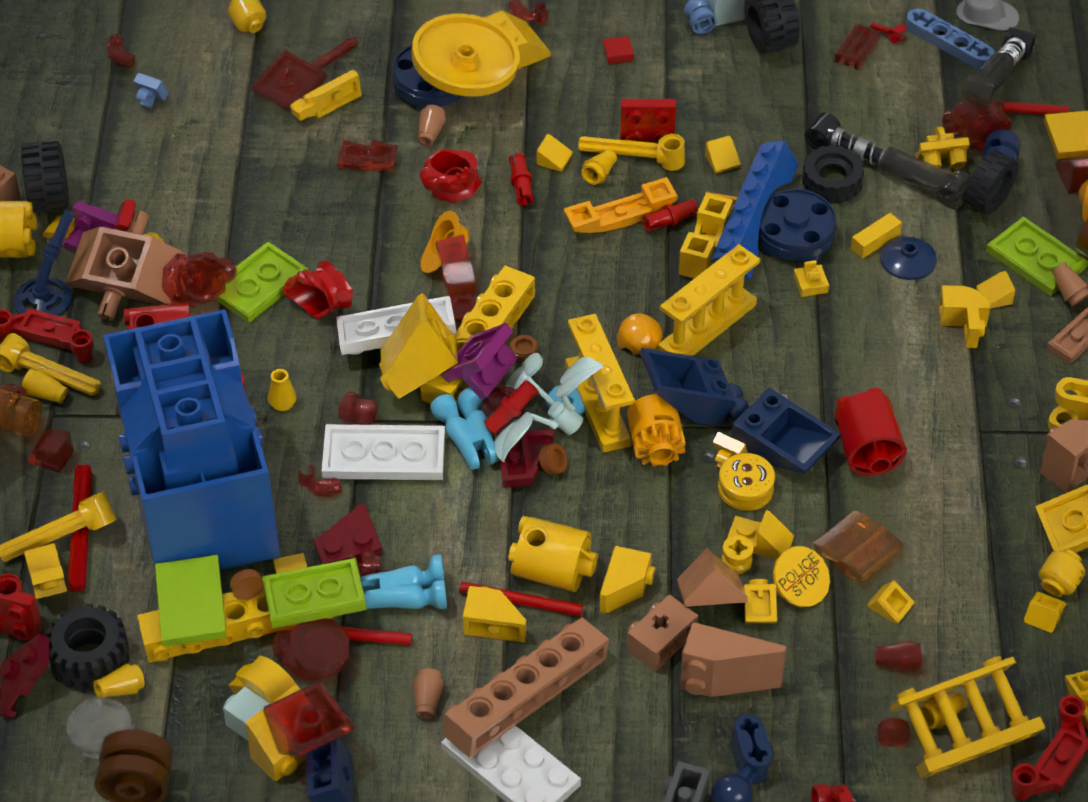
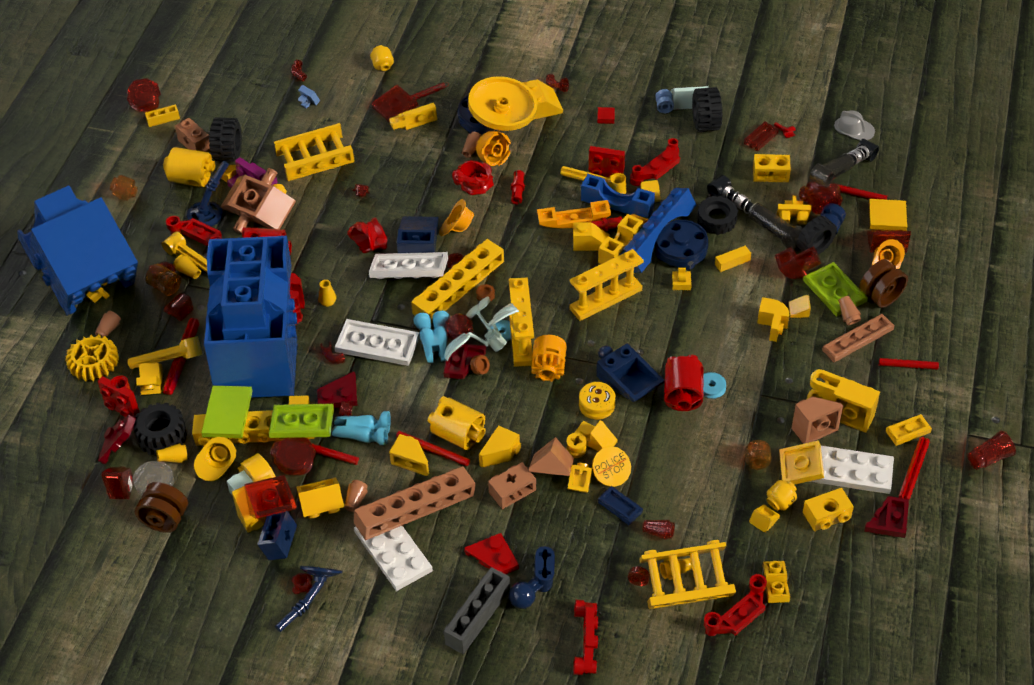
camera: 15 degrees right, 0 degrees up
(48, 743) = (118, 482): none -> clear red slope
(124, 215) = (262, 170): red tile -> none
(191, 677) = (215, 458): none -> yellow piece
(196, 192) = (316, 163): none -> yellow fence
(197, 277) = (296, 216): clear red piece -> none
(246, 584) = (262, 408): dark orange tile -> none
(259, 282) = (334, 224): lime tile -> none
(281, 222) = (361, 190): none -> clear red plate
(358, 409) = (368, 312): clear red wheel -> none
(368, 158) = (427, 158): clear red slope -> none
(377, 705) = (320, 497): none -> yellow slope
(393, 276) = (417, 234): none -> dark blue slope
(417, 349) = (414, 282): yellow slope -> none
(456, 266) = (457, 234): clear red slope -> none
(466, 125) = (493, 148): none -> light orange cylinder
(483, 360) = (451, 296): magenta bracket -> none
(511, 407) = (459, 327): red pin -> none
(553, 154) = (543, 174): yellow slope -> none
(598, 167) = (568, 187): yellow cone -> none
(639, 332) = (560, 296): light orange hair -> none
(653, 238) = (587, 236): none -> yellow slope
(666, 741) = (494, 553): none -> red wing
(691, 385) = (577, 333): dark blue slope -> none
(711, 174) = (637, 203): none -> blue arch
(722, 115) = (657, 166): none -> red plate
(727, 447) = (590, 376): yellow tile -> none
(729, 663) = (545, 512): nougat slope -> none
(829, 632) = (620, 505): none -> dark blue tile
(858, 545) = (655, 453): clear orange slope -> none
(890, 91) = (771, 168): none -> yellow brick
(891, 602) = (666, 493): yellow slope -> none
(908, 258) = (750, 276): dark blue dish -> none
(915, 423) = (717, 380): none -> medium azure piece
(924, 24) = (809, 127): medium blue beam -> none
(972, 230) = (796, 265): none -> clear red brick
(1008, 519) = (758, 454): none -> clear orange head

